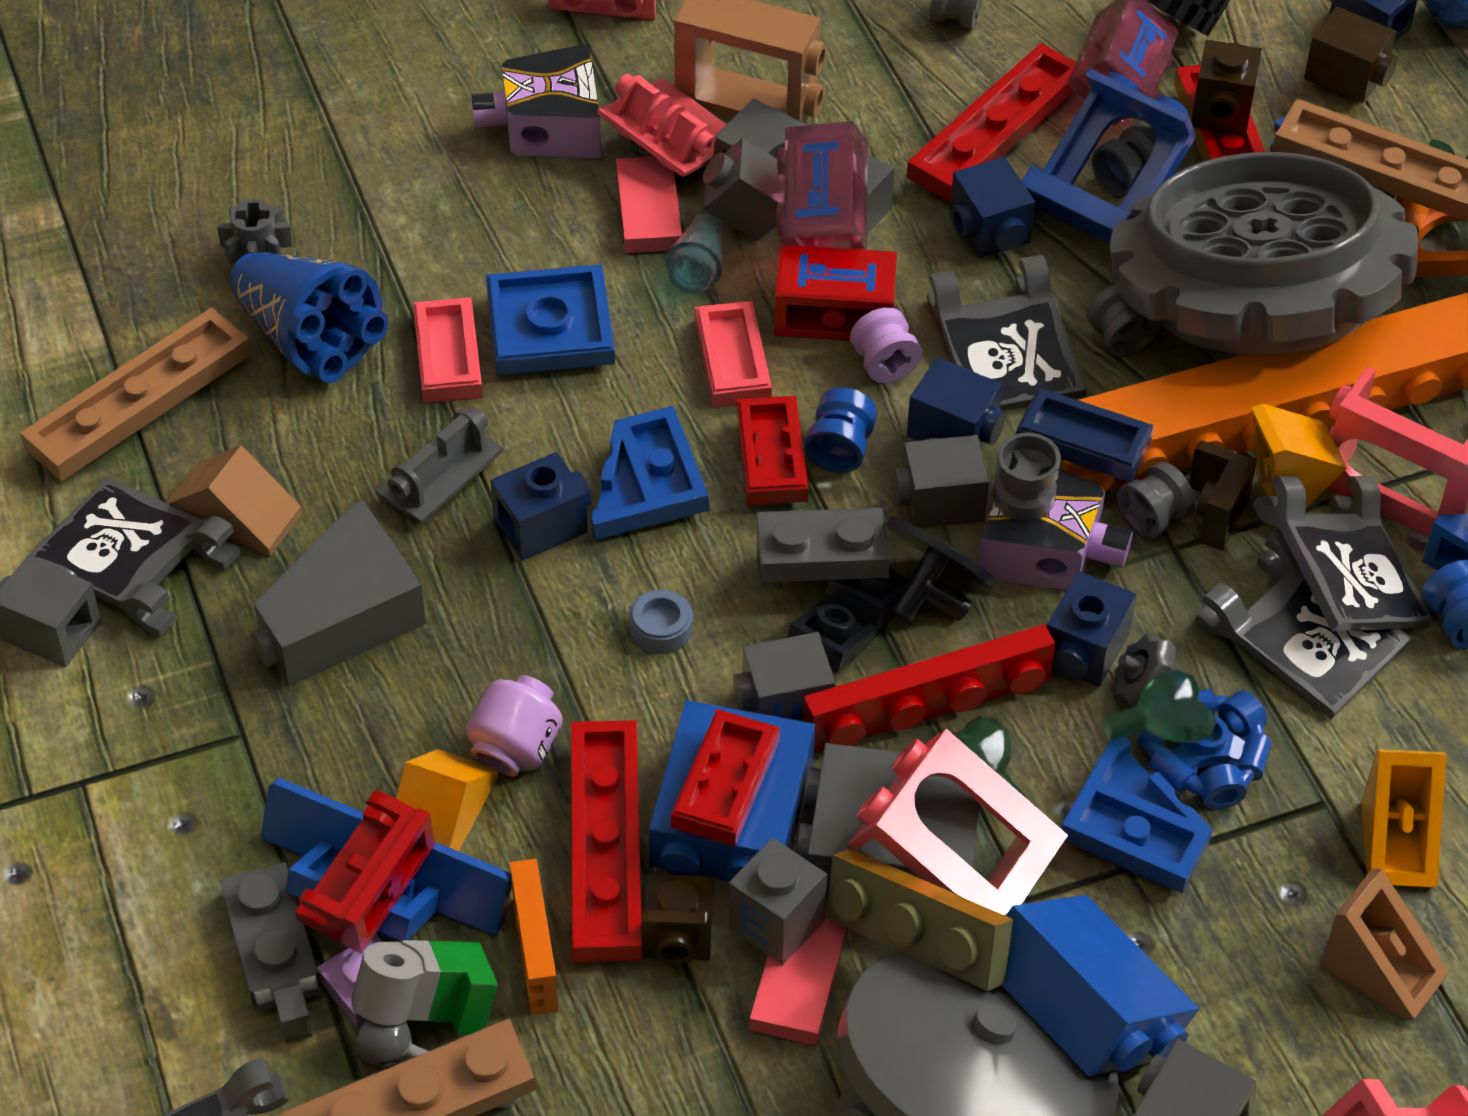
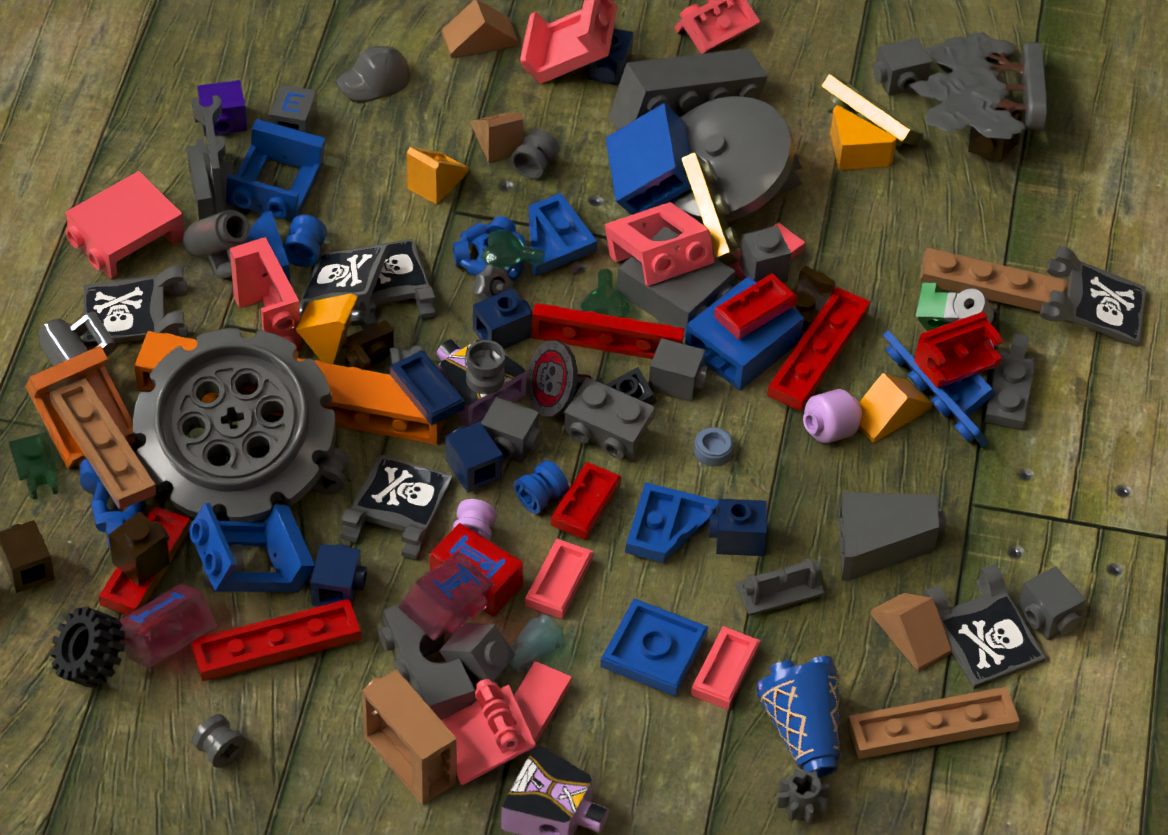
camera: 150 degrees left, 0 degrees up
(534, 937) = (884, 318): orange tile -> none
(1286, 931) = (535, 153): none -> dark grey wheel

